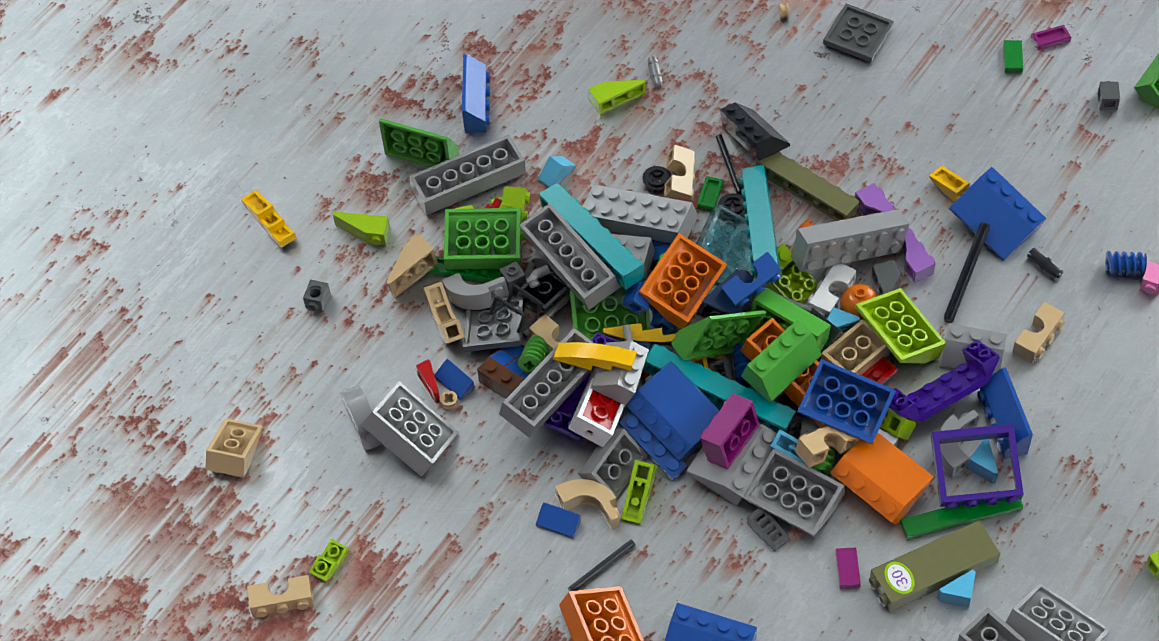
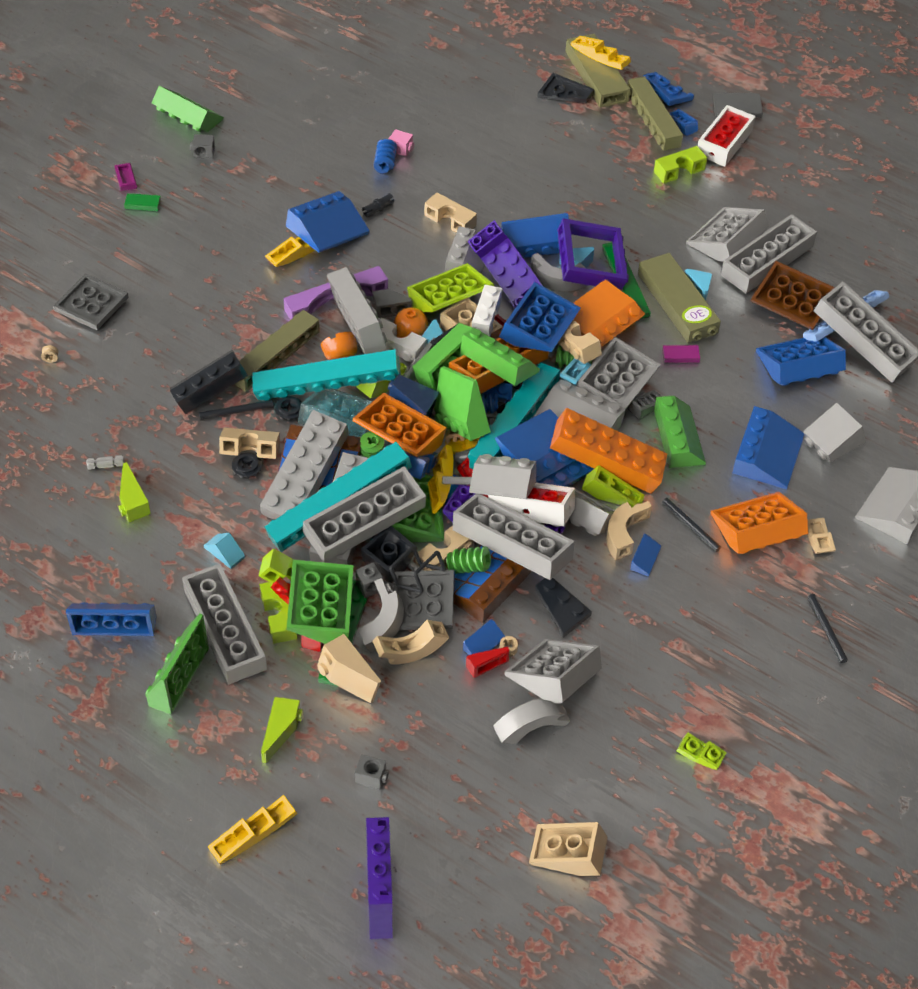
camera: 95 degrees left, 5 degrees down
(199, 310) = (379, 878): none -> dark purple window
(297, 596) = (747, 776): tan arch -> none
(495, 446) = (563, 606): none -> black wing
(536, 274) = (375, 552): light grey arm -> none
(591, 354) = (495, 488): yellow slope -> none
(673, 474) = (614, 451): none -> orange brick
(710, 193) = (267, 423): green tile -> none
(724, 557) = (678, 432): none -> bright green slope
(729, 431) = (561, 393): magenta brick -> none
(740, 292) = (406, 354): blue arch -> none
(872, 355) = (487, 308): none -> white arch
(966, 272) = (386, 249): black axle -> none

